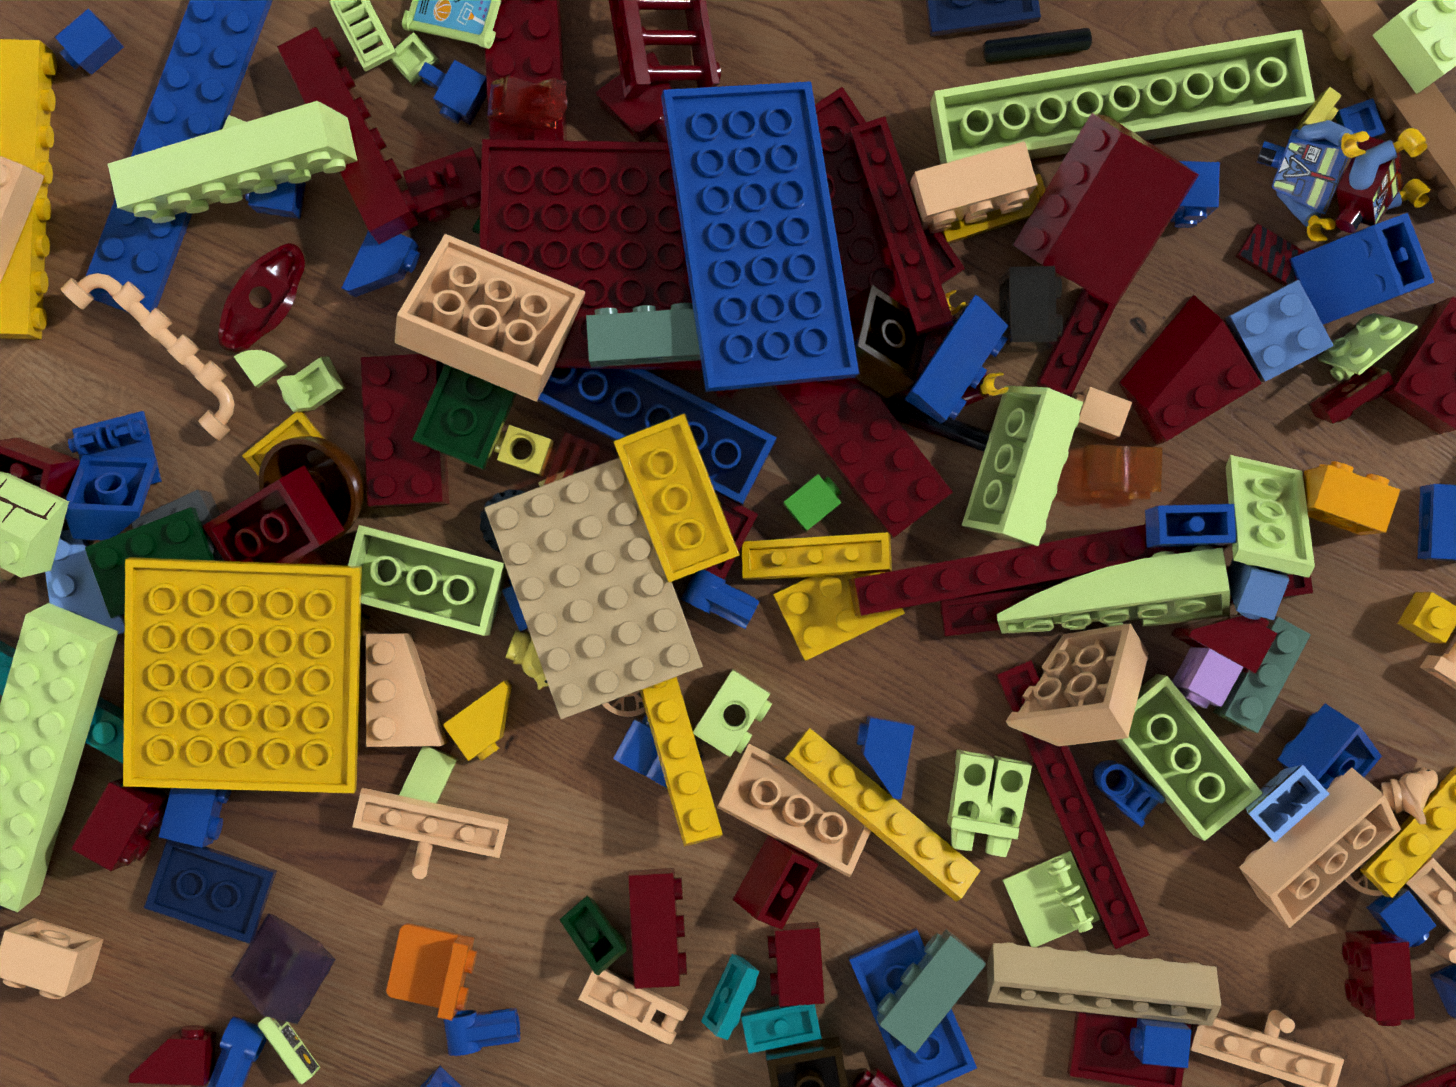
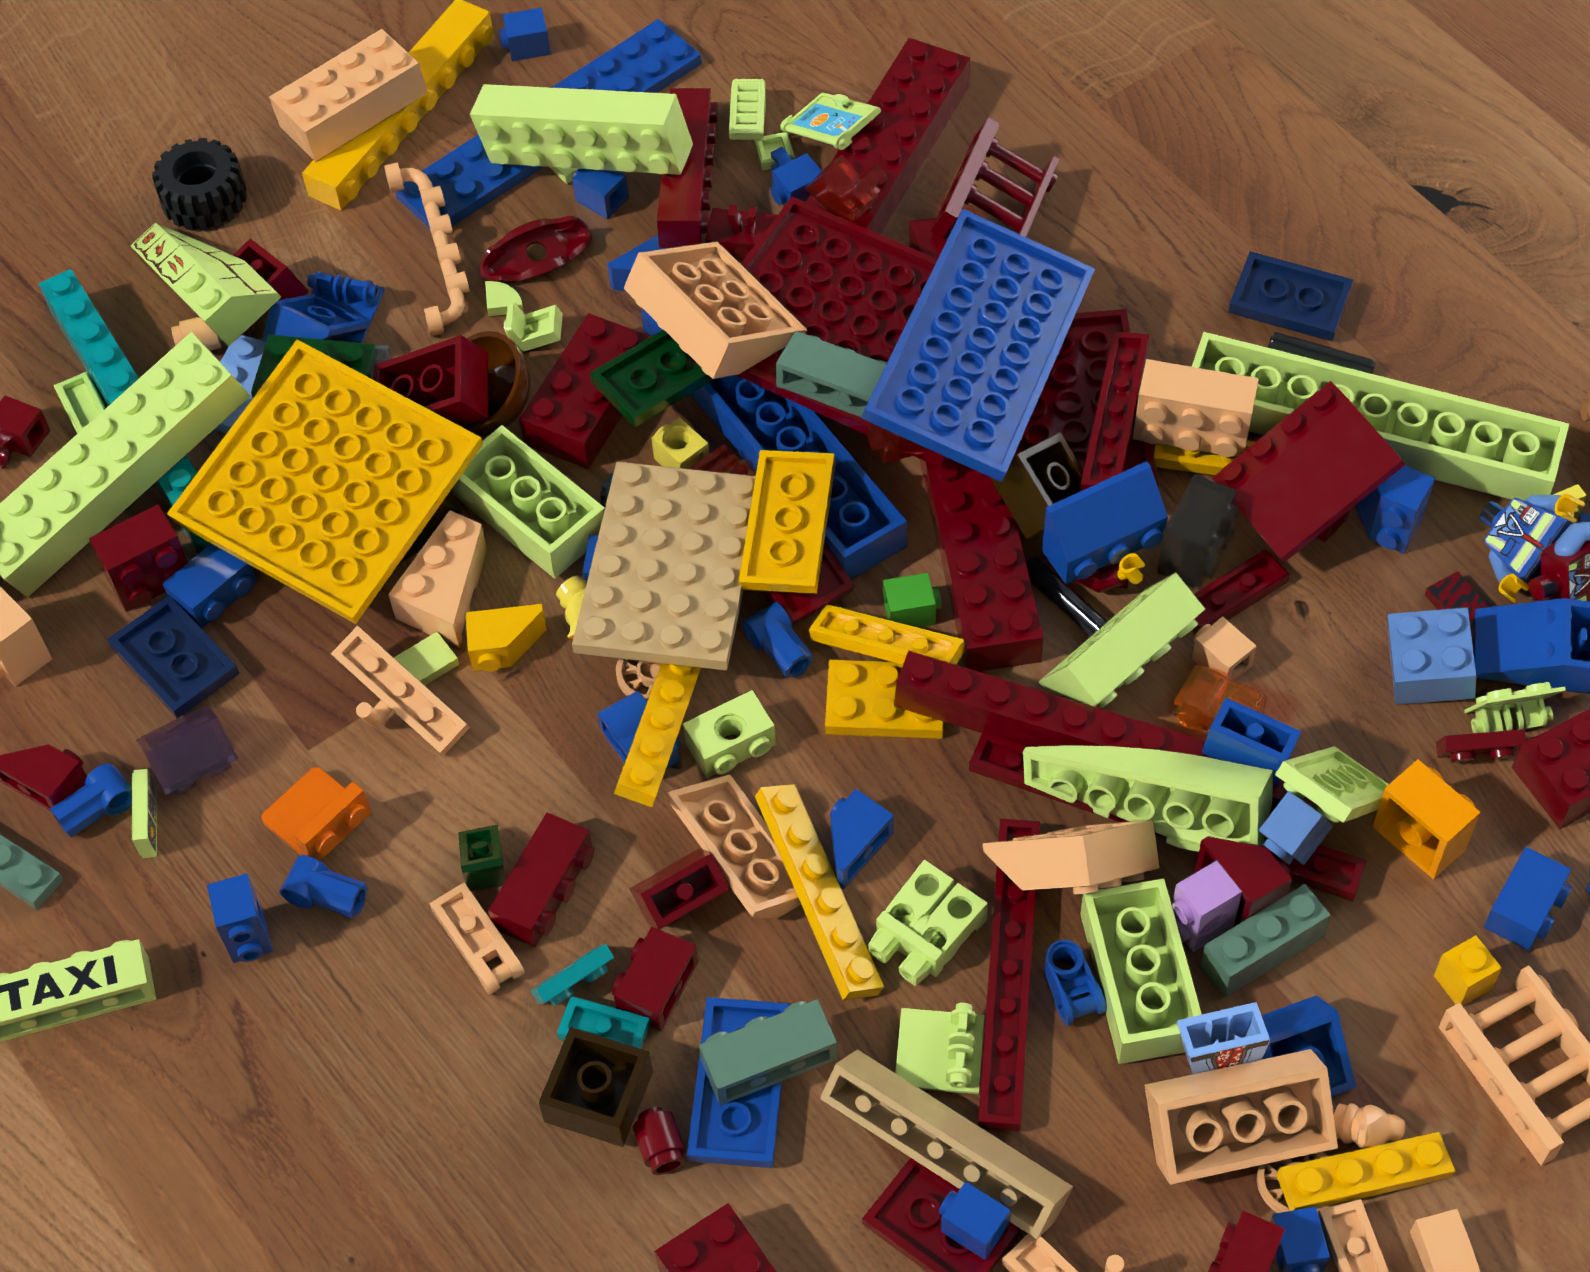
camera: 30 degrees right, 30 degrees down
(1187, 373) = (1326, 664): dark red wedge -> none

